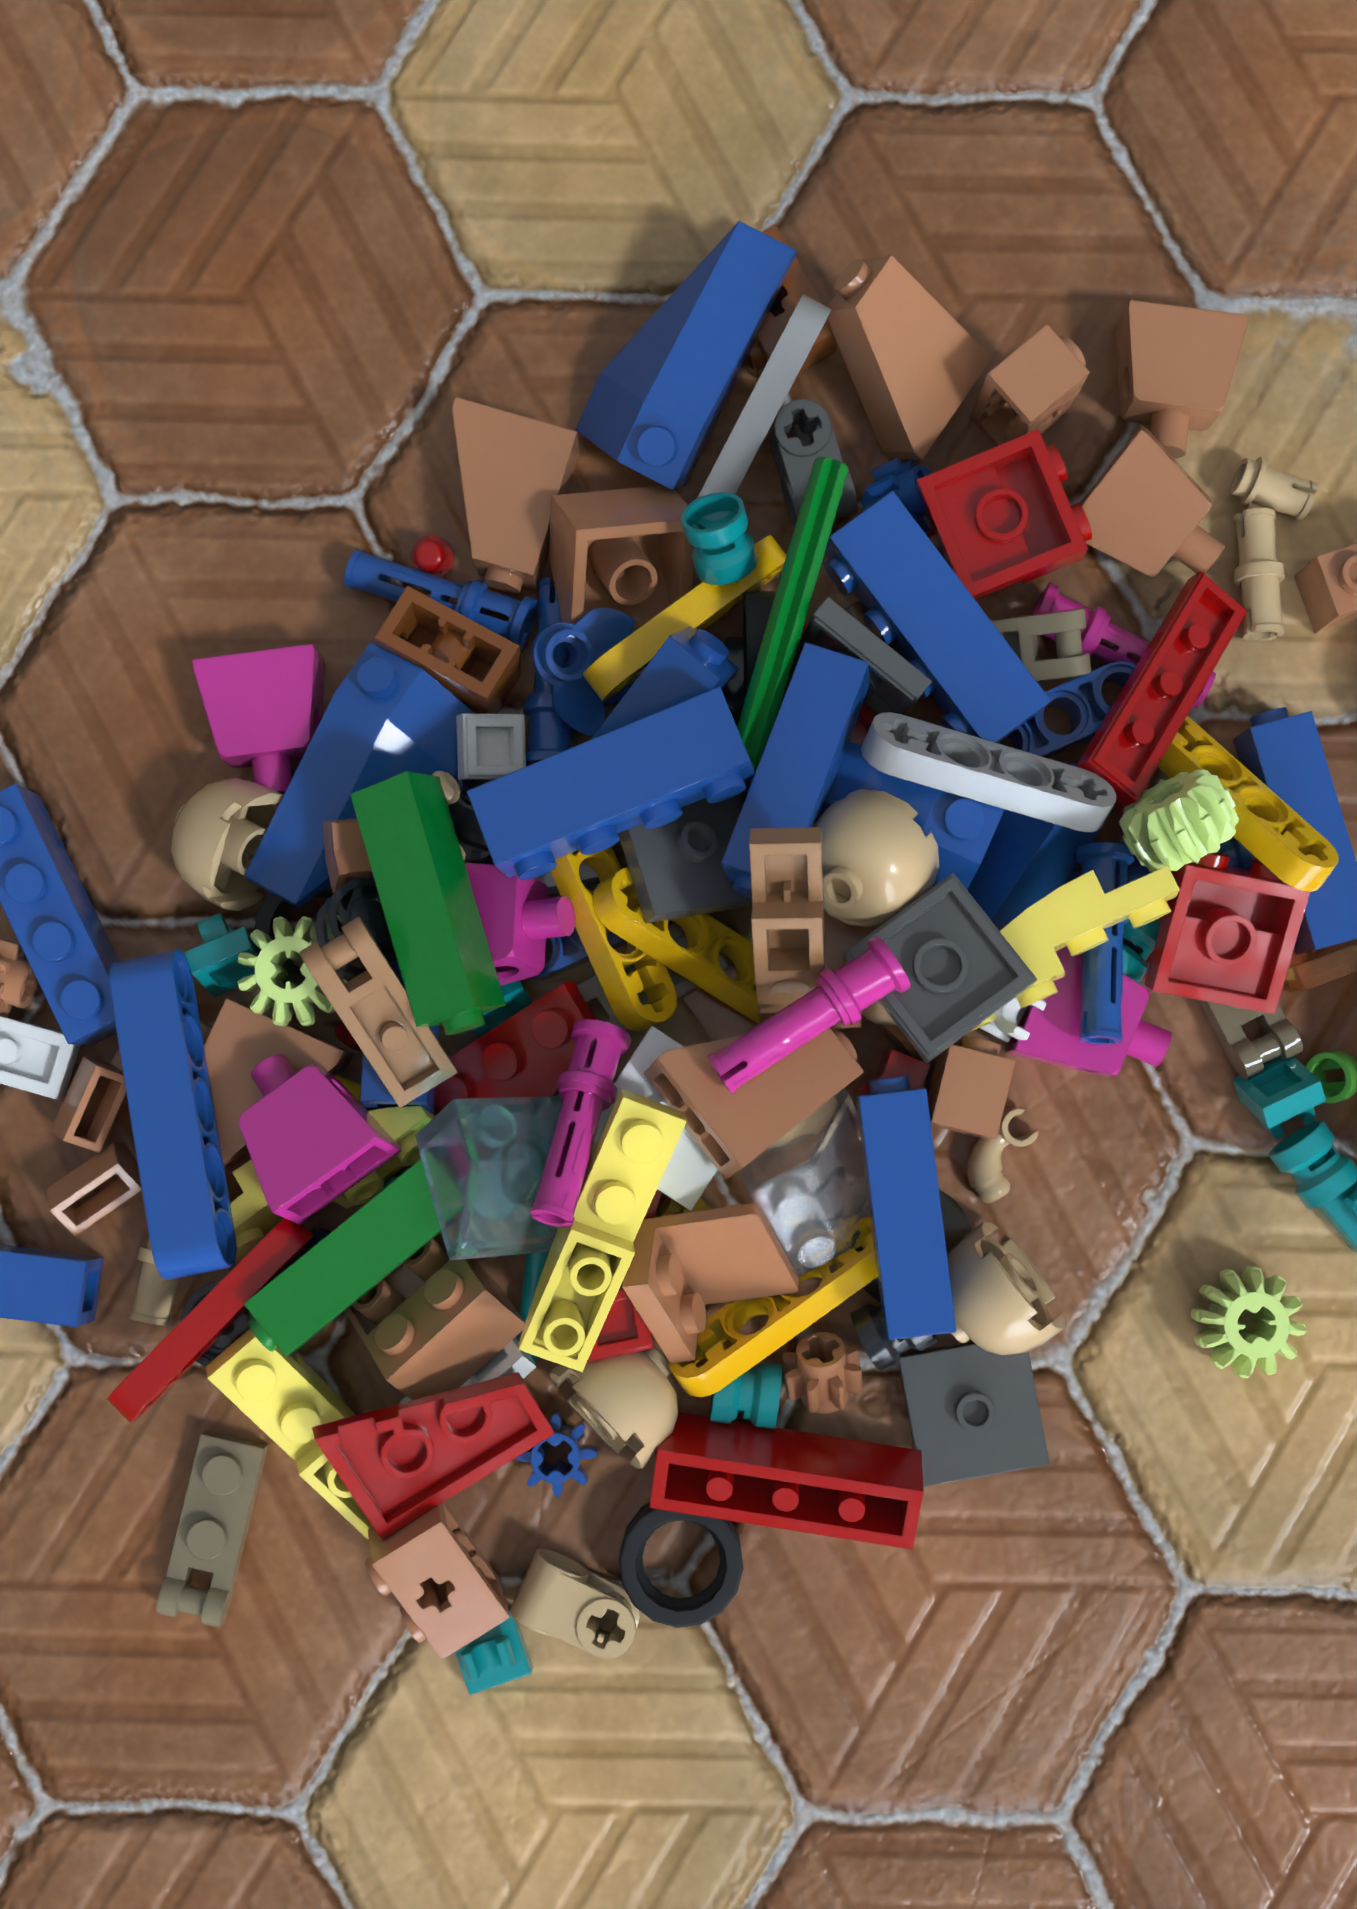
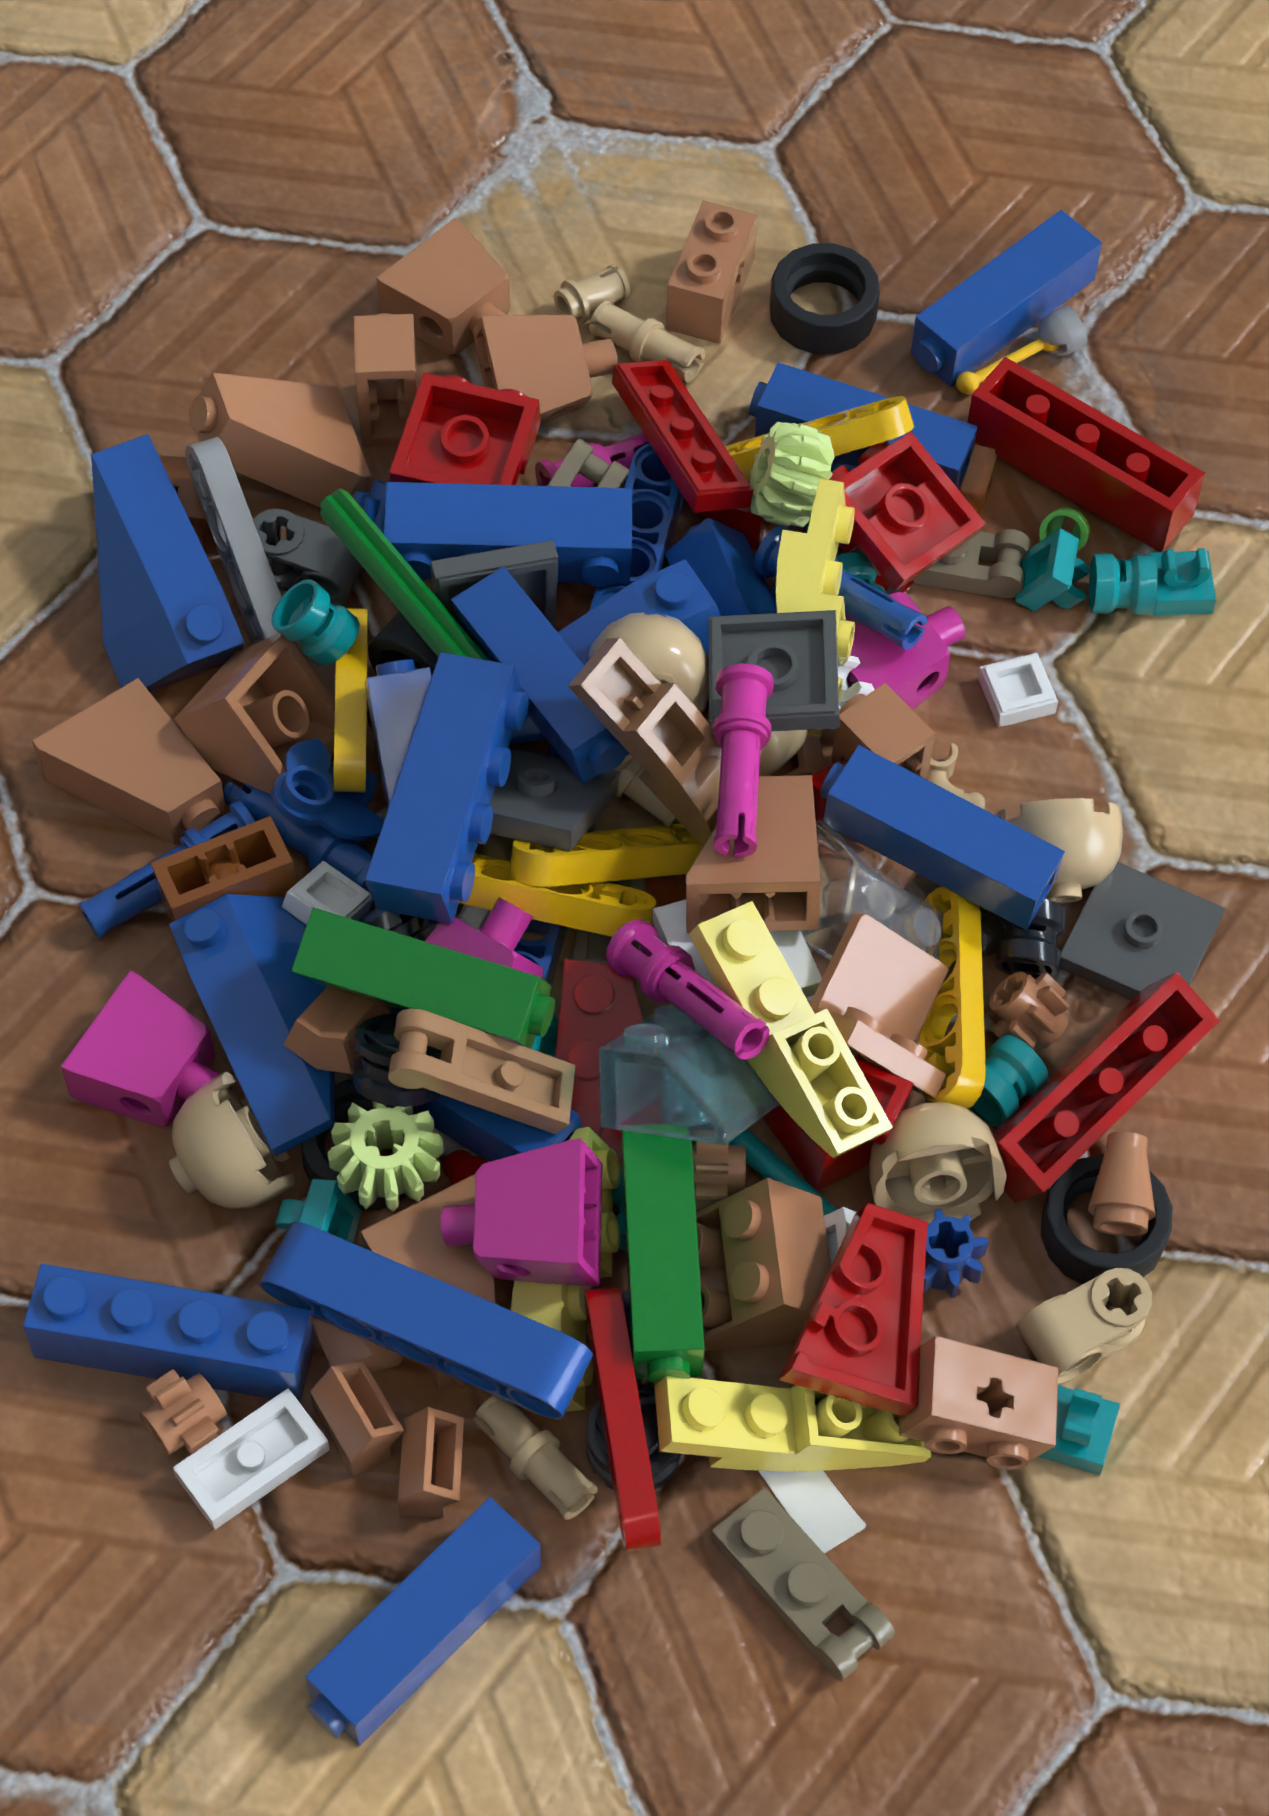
camera: 55 degrees left, 25 degrees down
(281, 1501) = (815, 1506): none -> white sticker
(432, 555) = (128, 857): red piece -> none
(698, 1570) = (1123, 1189): none -> nougat cone
(987, 772) = (650, 555): light grey beam -> none
(1142, 1143) = (1017, 690): none -> white tile
(1273, 1325) = (1212, 702): yellowish green gear -> none

